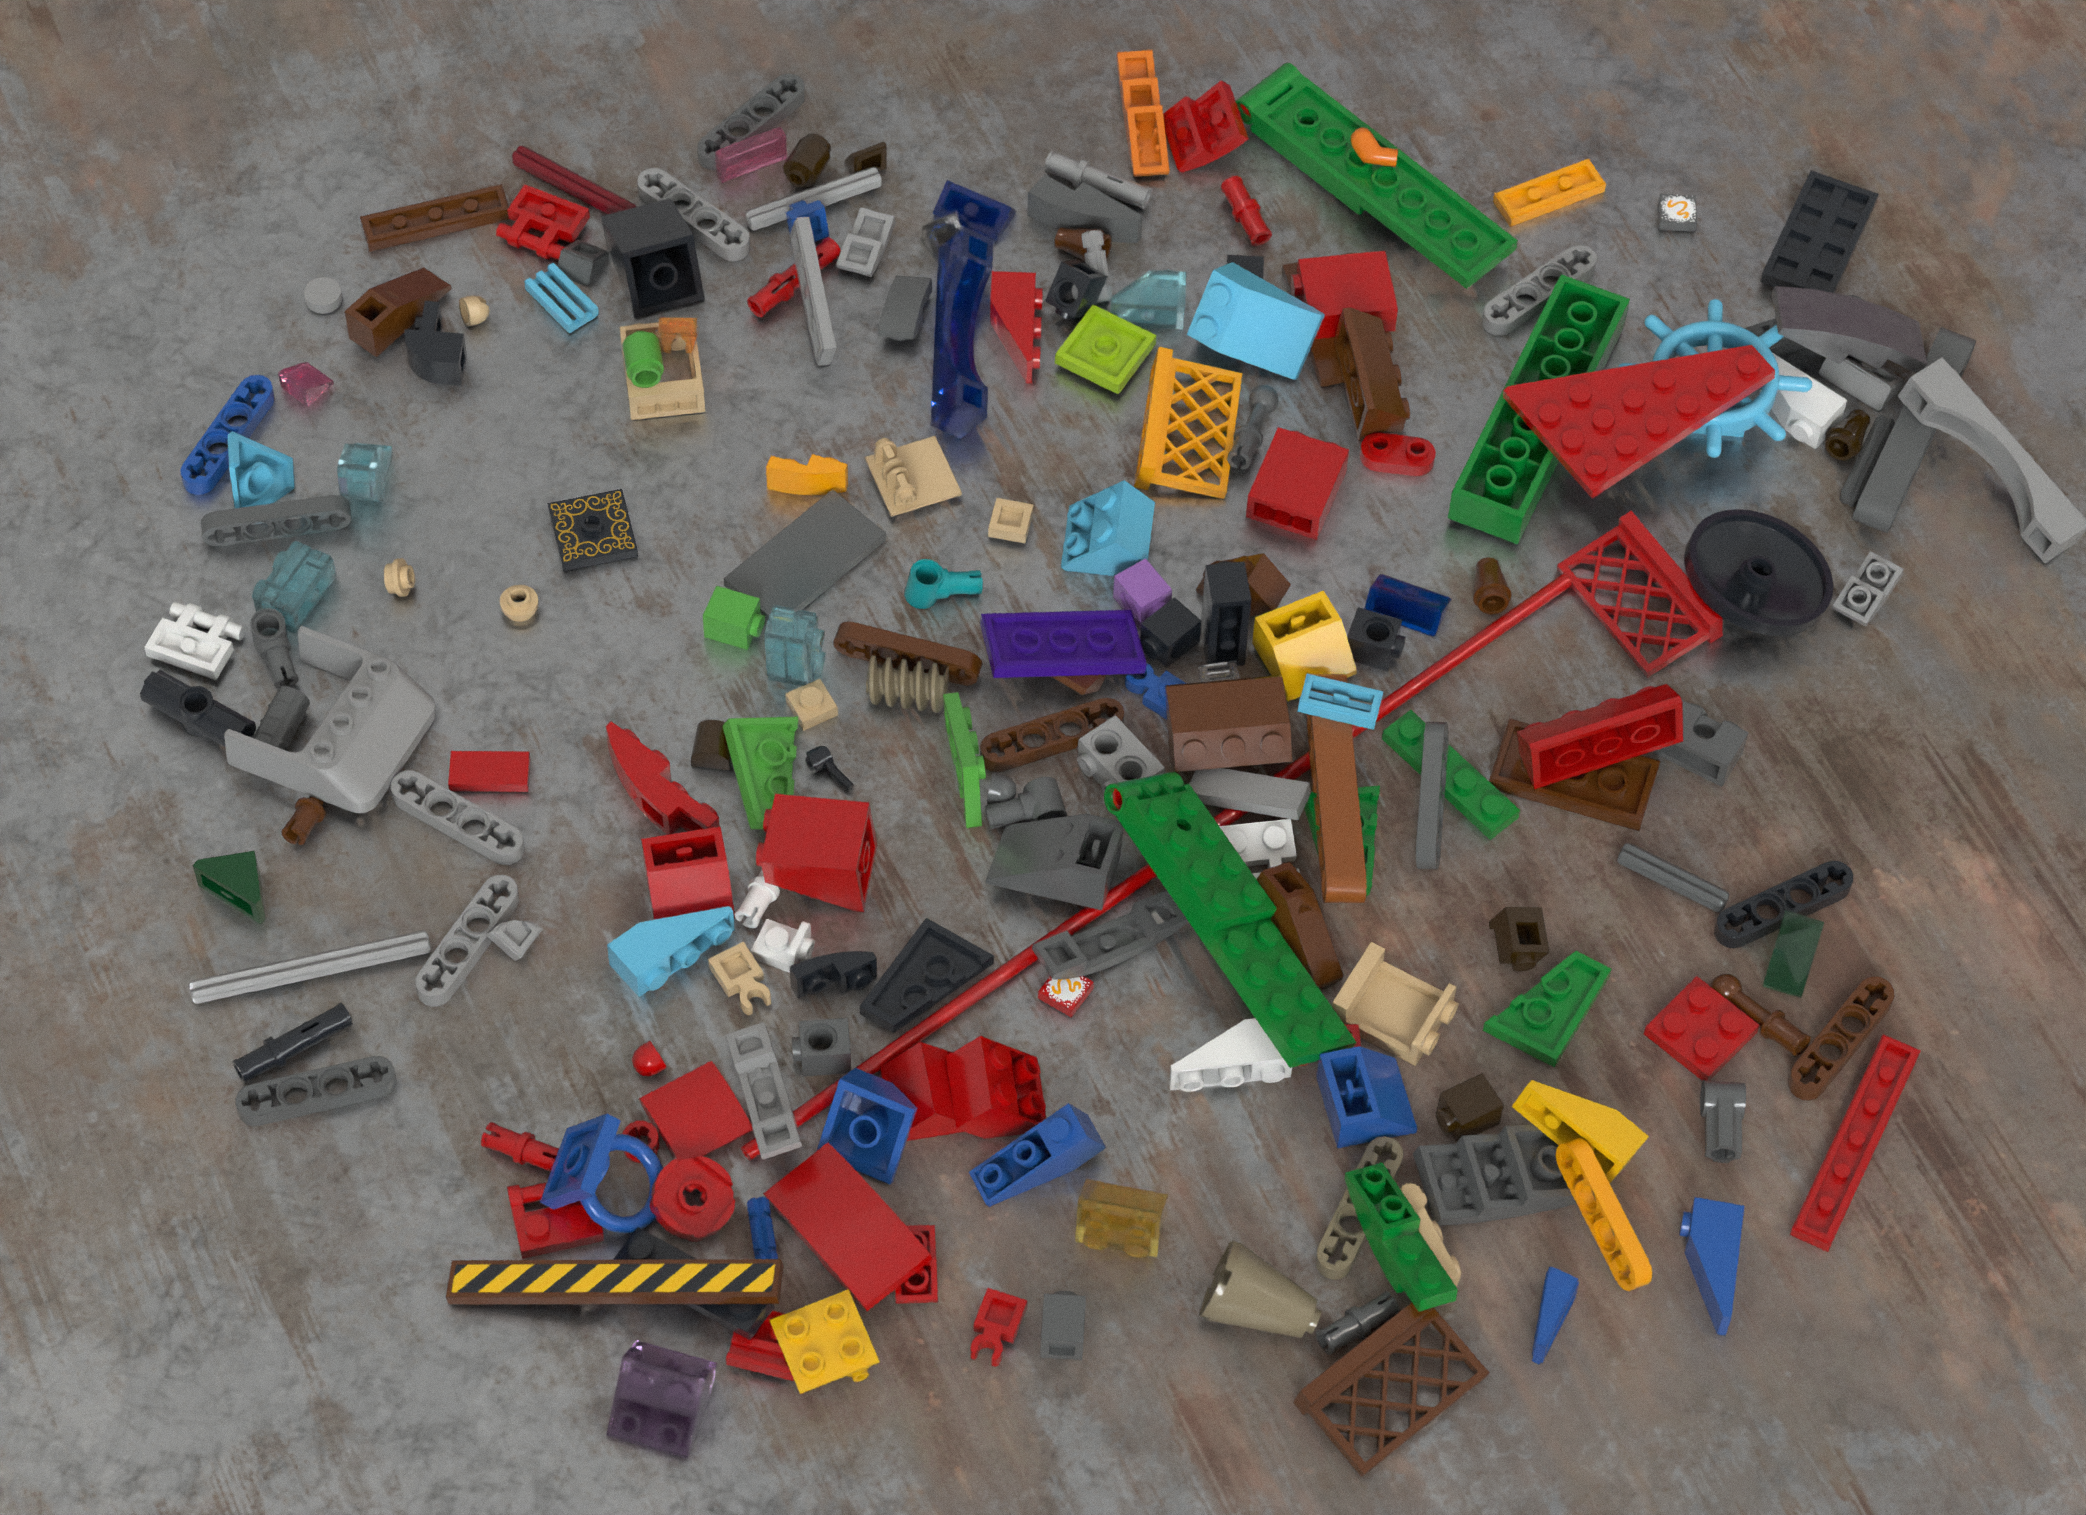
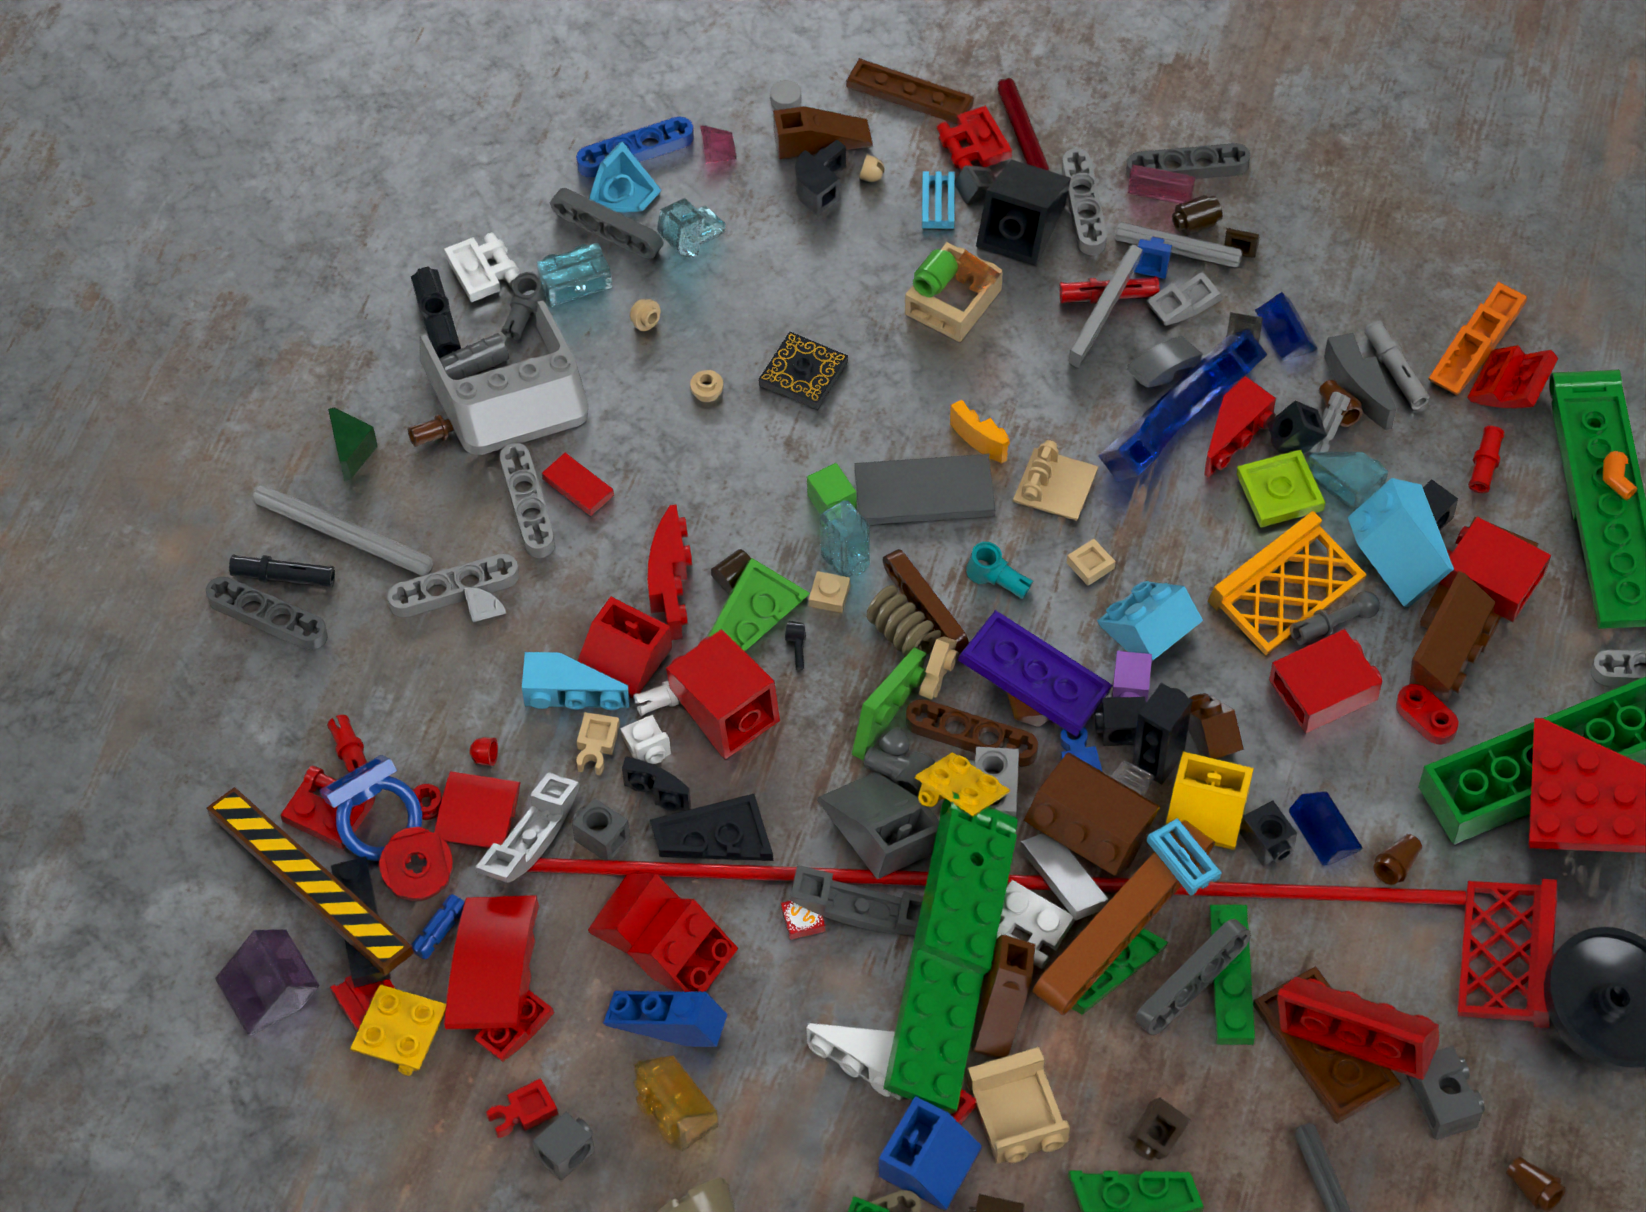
camera: 45 degrees right, 0 degrees up
(869, 1124) = (574, 901): blue slope -> none
(976, 688) = (941, 659): none -> tan plate
(1093, 775) = (957, 775): none -> yellow hinge
(1830, 760) = (1538, 1185): none -> reddish brown cone

